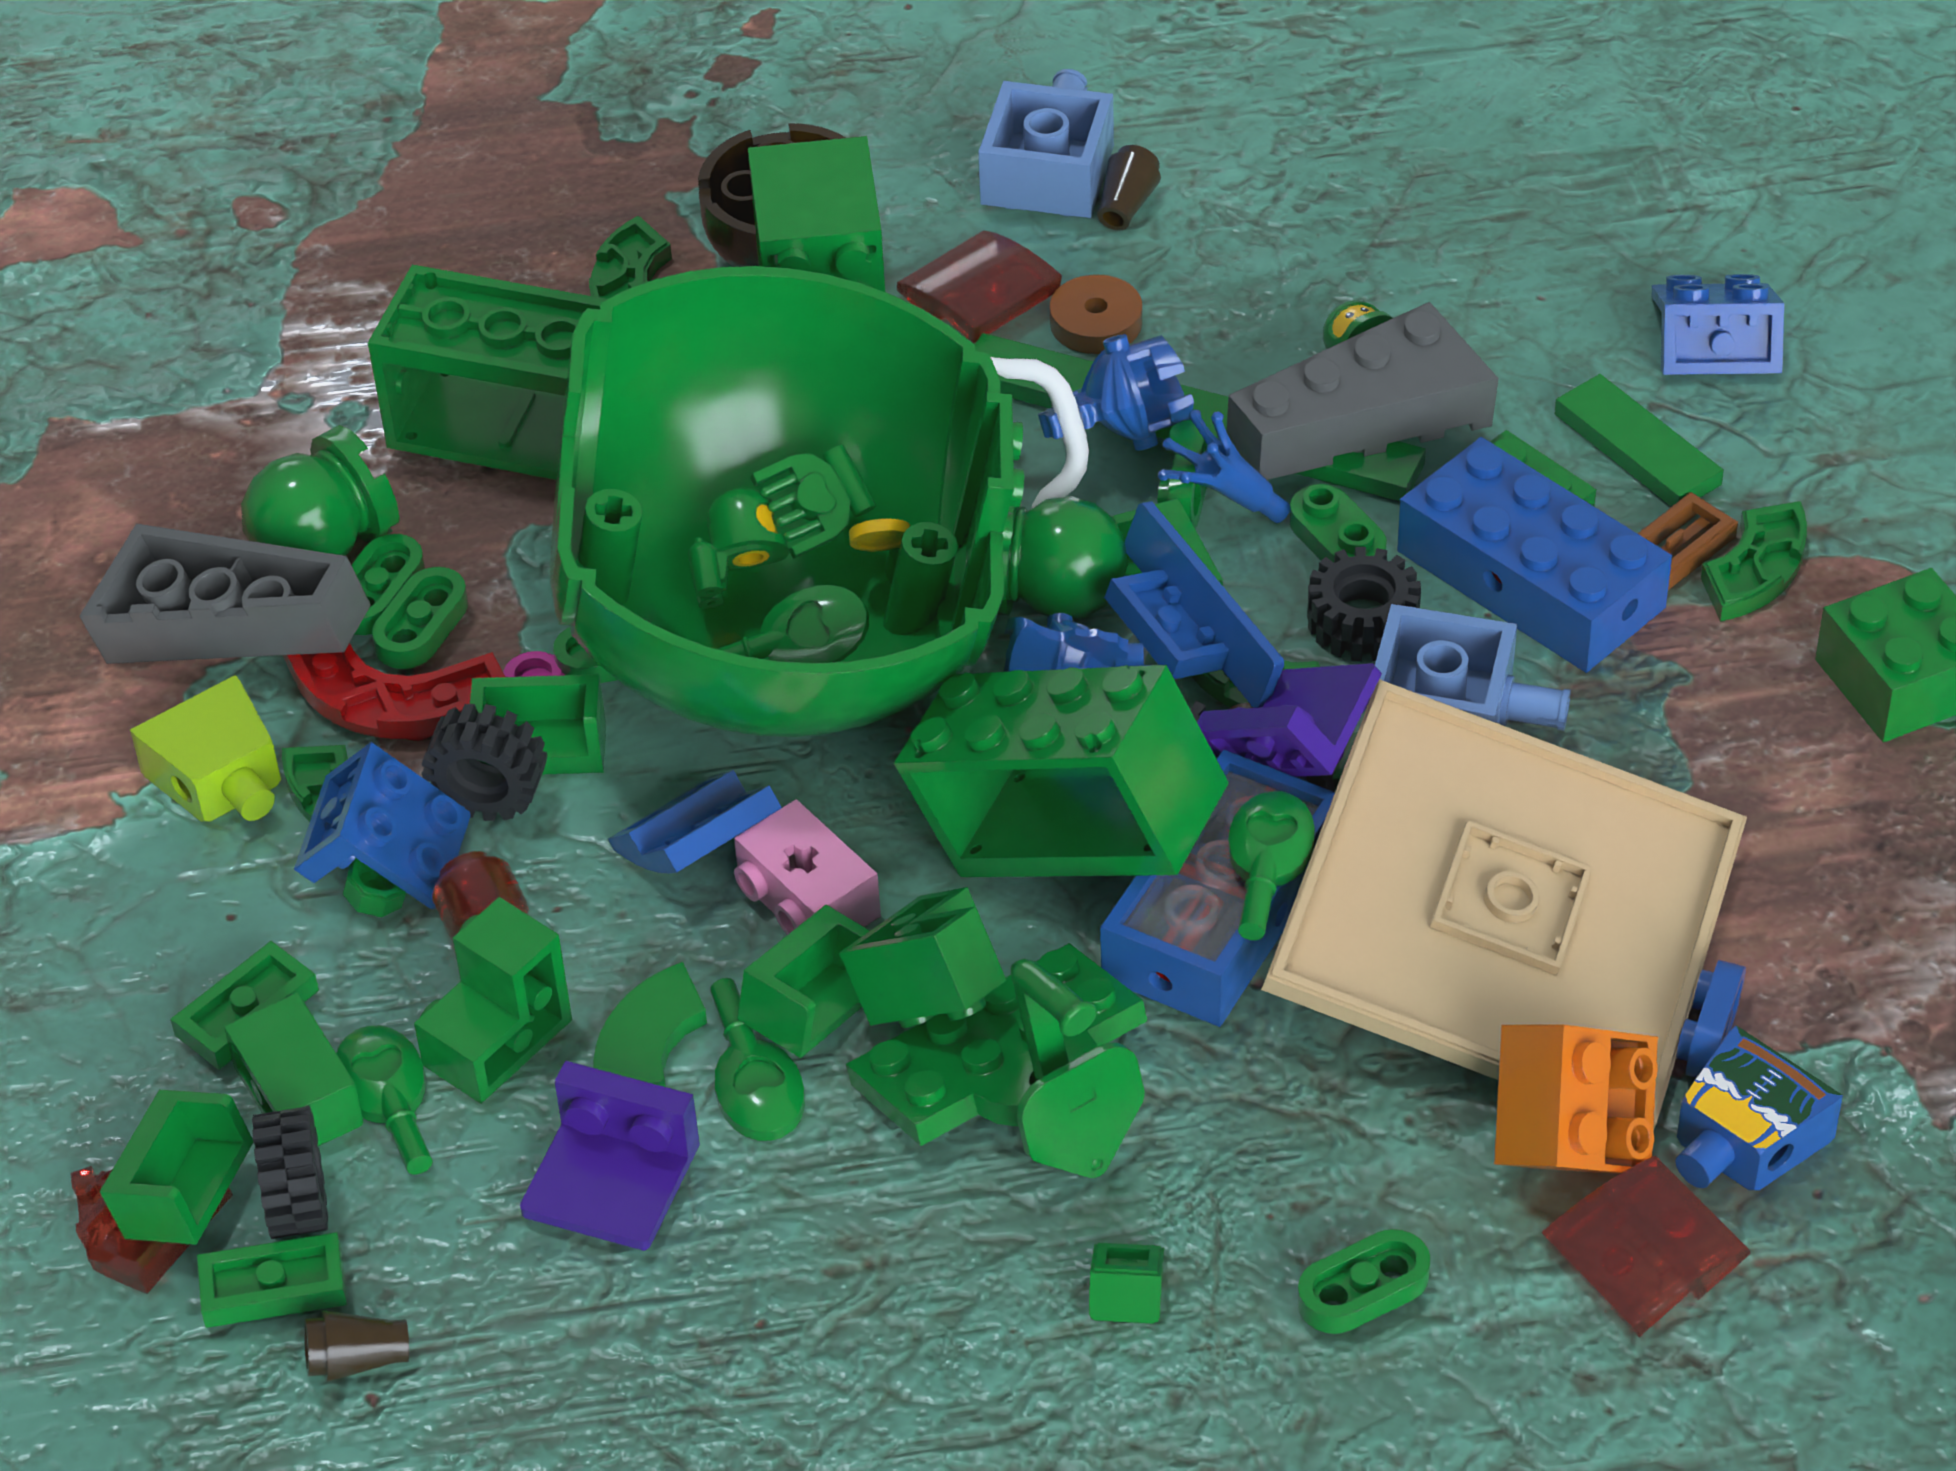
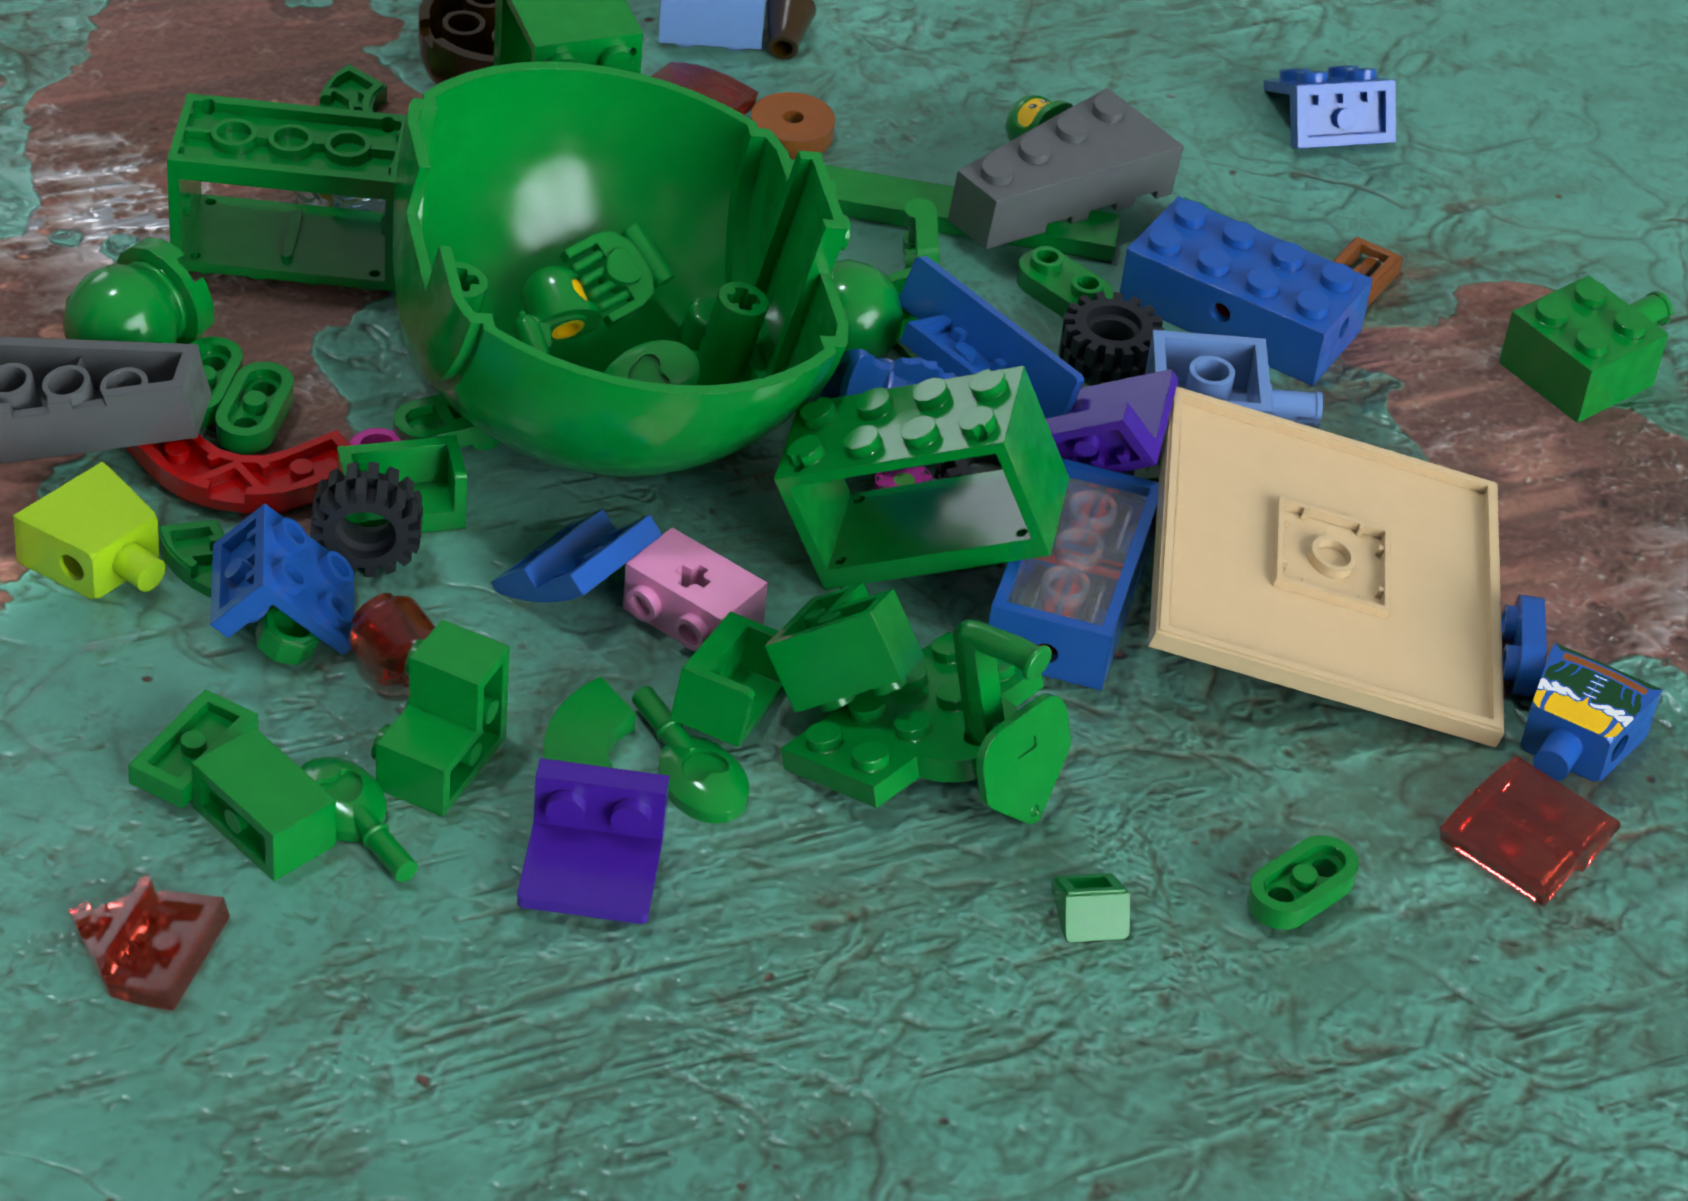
camera: 20 degrees left, 5 degrees down
(177, 1166) = (183, 889): green panel -> none
(271, 1280) = (299, 983): green plate -> none
(290, 1172) = (297, 882): black tyre -> none
(352, 1344) = (394, 1030): dark brown cone -> none
(878, 534) = (685, 300): yellow piece -> none
(1126, 391) = (862, 183): blue helmet -> none
(1226, 471) = (965, 236): blue piece -> none
(1268, 848) = (1122, 528): green piece -> none
(1575, 1098) = (1442, 712): orange slope -> none
(1638, 440) = (1295, 200): green tile -> none
(1761, 562) = (1430, 290): green tile -> none

